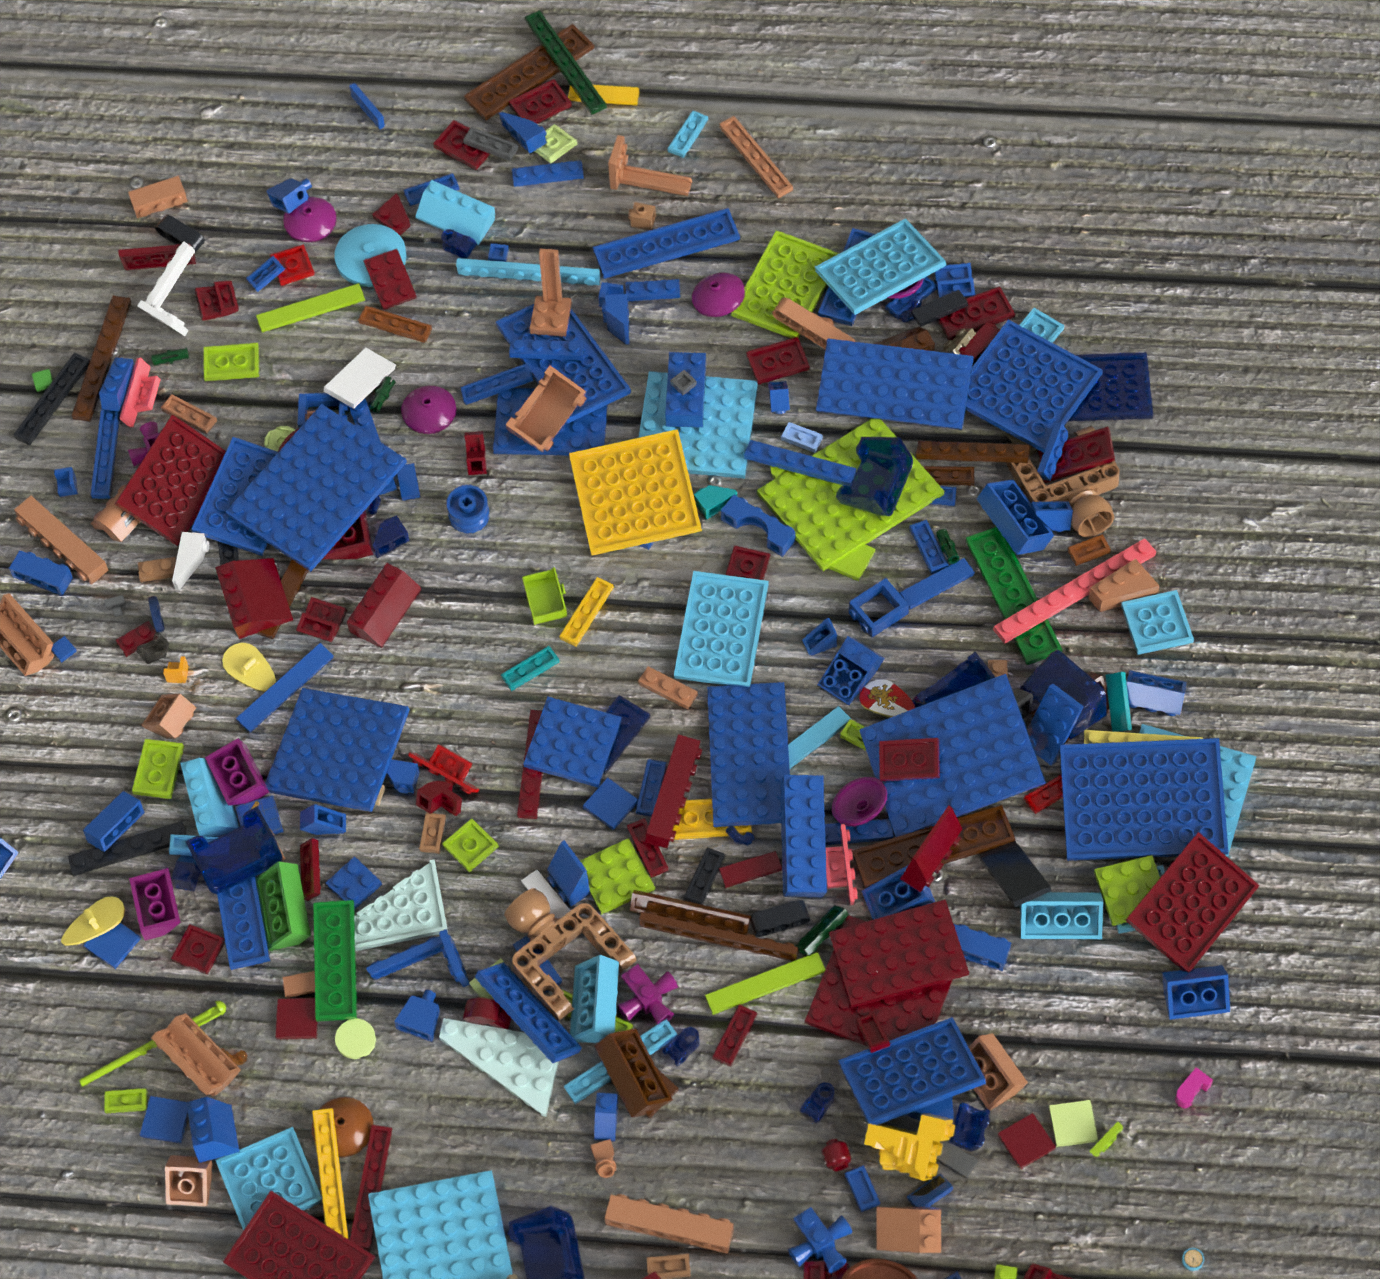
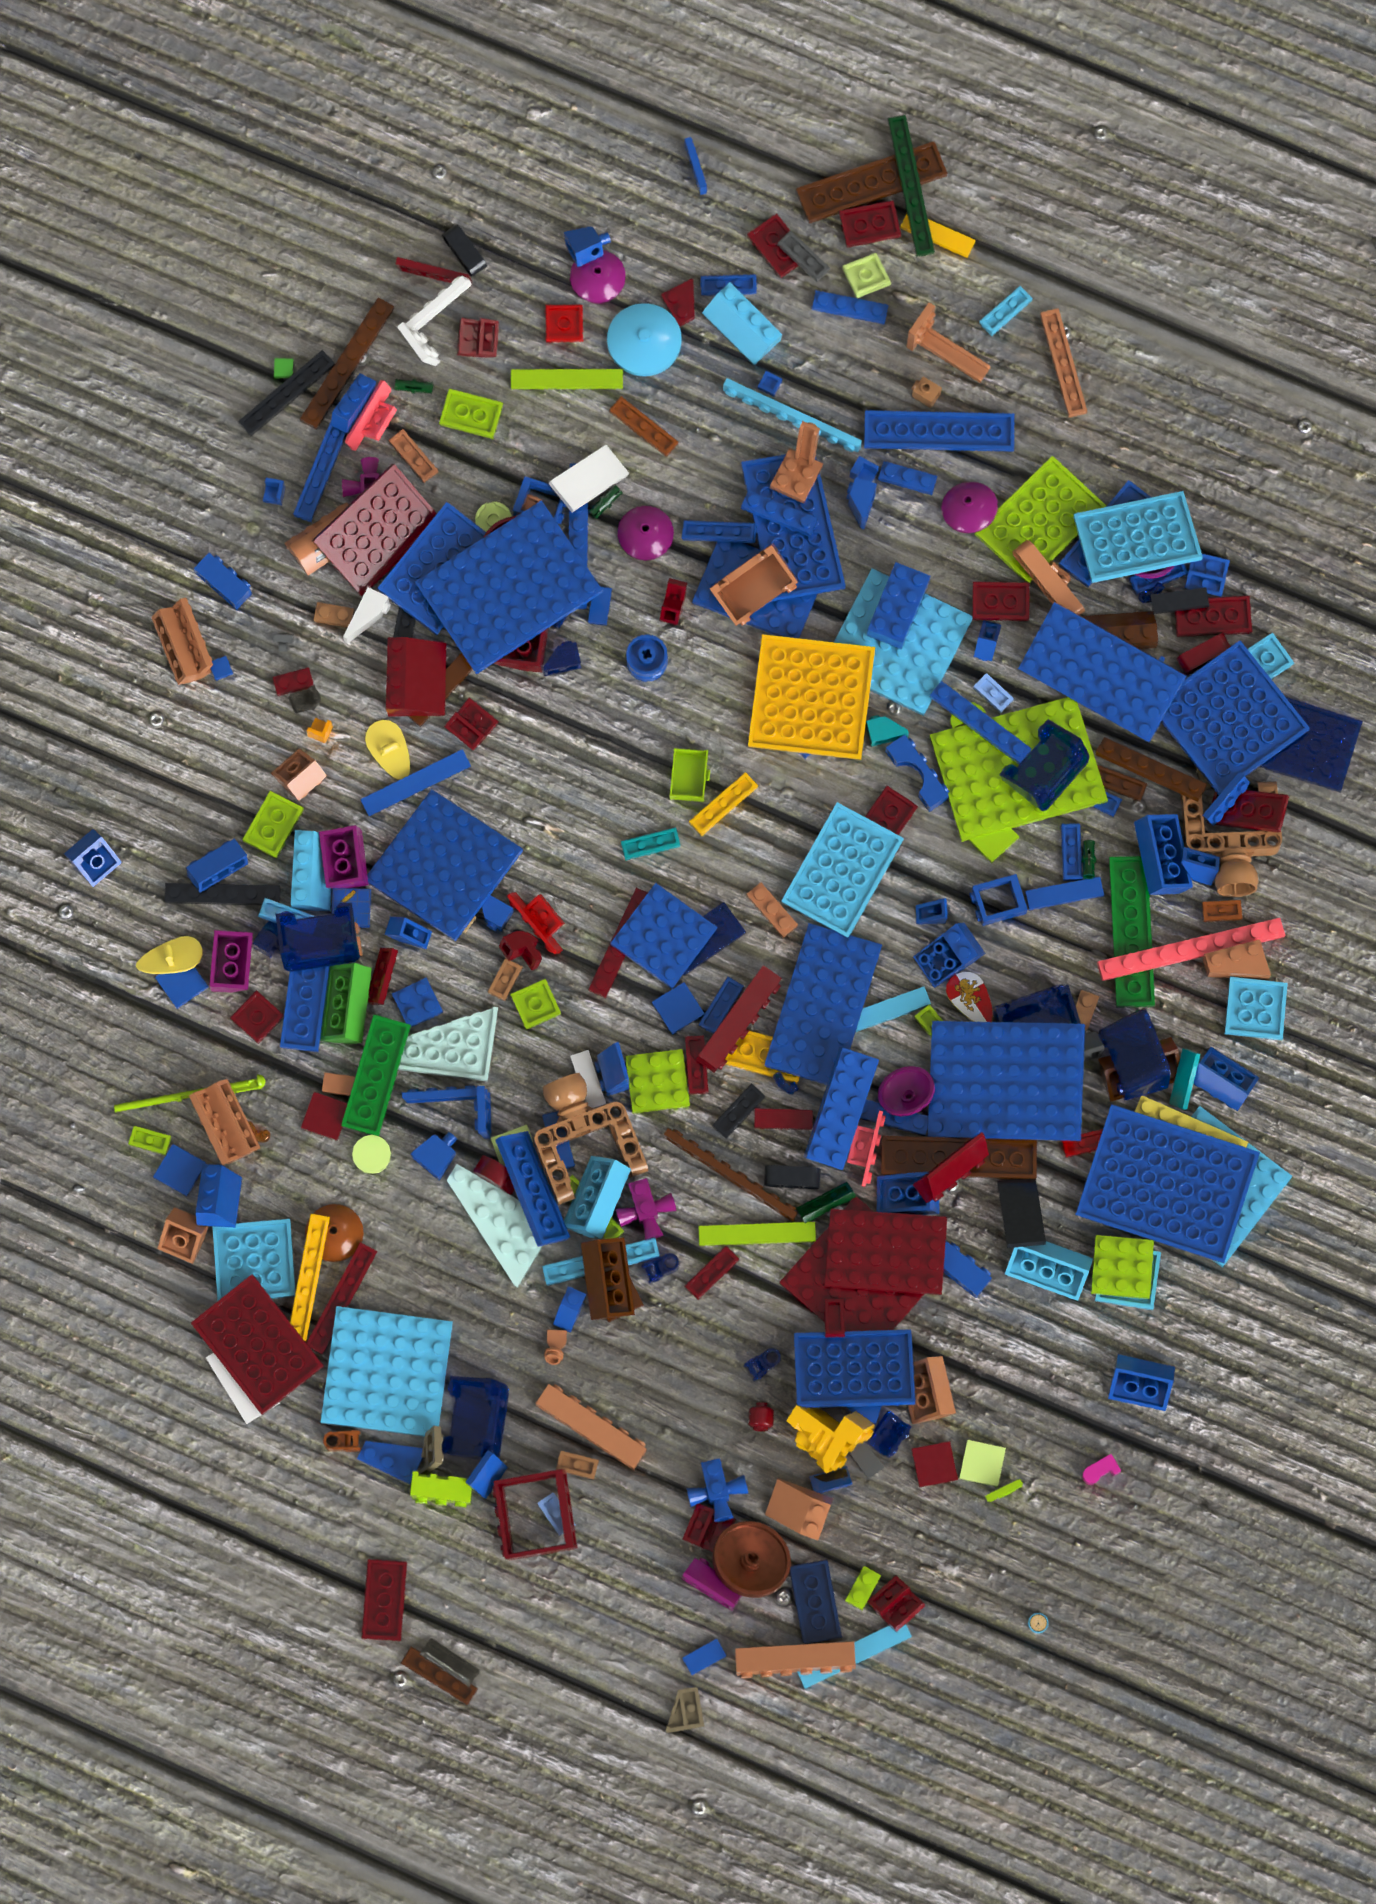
camera: 15 degrees right, 15 degrees up
(60, 540) = (251, 552): nougat brick -> none
(156, 614) = (317, 669): dark blue tile -> none
(157, 197) = (455, 199): nougat brick -> none
(267, 275) = (522, 337): blue tile -> none
(383, 605) = (534, 731): dark red slope -> none
(390, 279) = (654, 376): dark red plate -> none
(458, 245) = (735, 361): clear blue piece -> none
(524, 131) = (843, 254): blue slope -> none
(683, 382) = (896, 603): dark grey plate -> none
(685, 911) = (712, 1142): reddish brown plate -> none
(862, 1188) = (772, 1455): blue tile -> none
(909, 759) = (965, 1071): dark red plate -> none
(962, 338) = (1182, 646): dark tan wing -> none
(1053, 723) = (1111, 1082): blue plate -> none
(1192, 903) = (1170, 1300): dark red plate -> none

